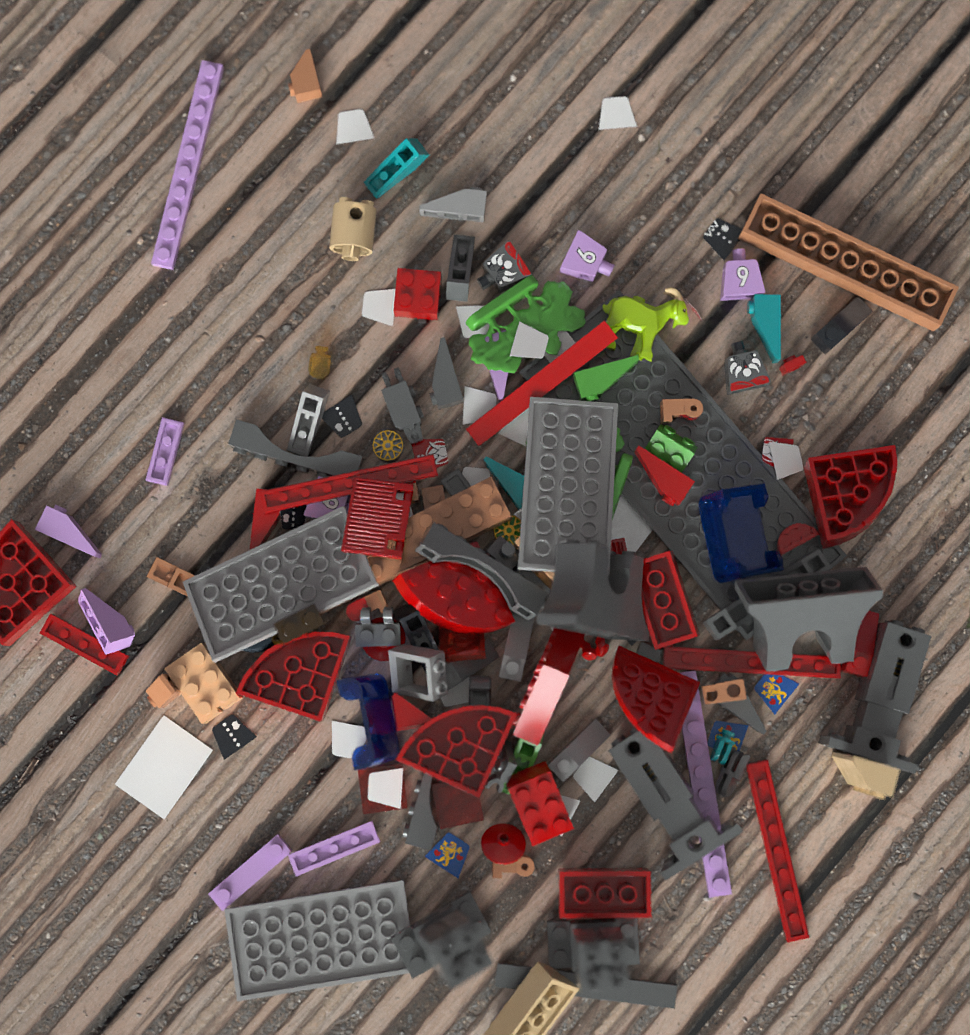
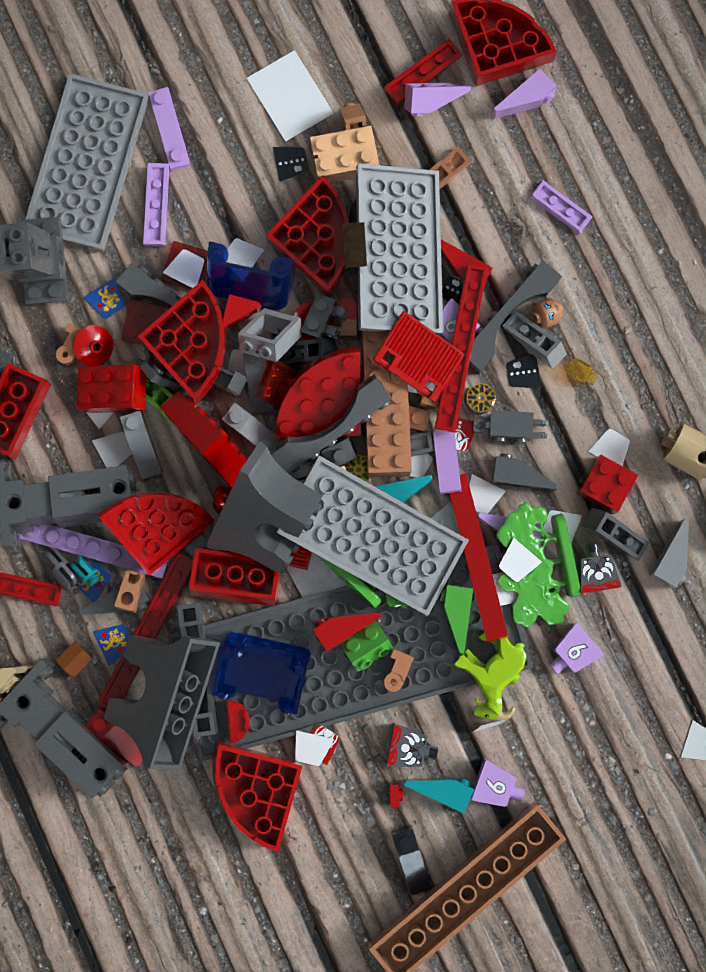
camera: 115 degrees right, 0 degrees up
(277, 419) = (547, 313): none -> nougat head
(463, 451) = (447, 462): none -> lavender tile
(722, 237) = (541, 787): black sticker -> none
(809, 718) = (74, 659): none -> dark orange piece

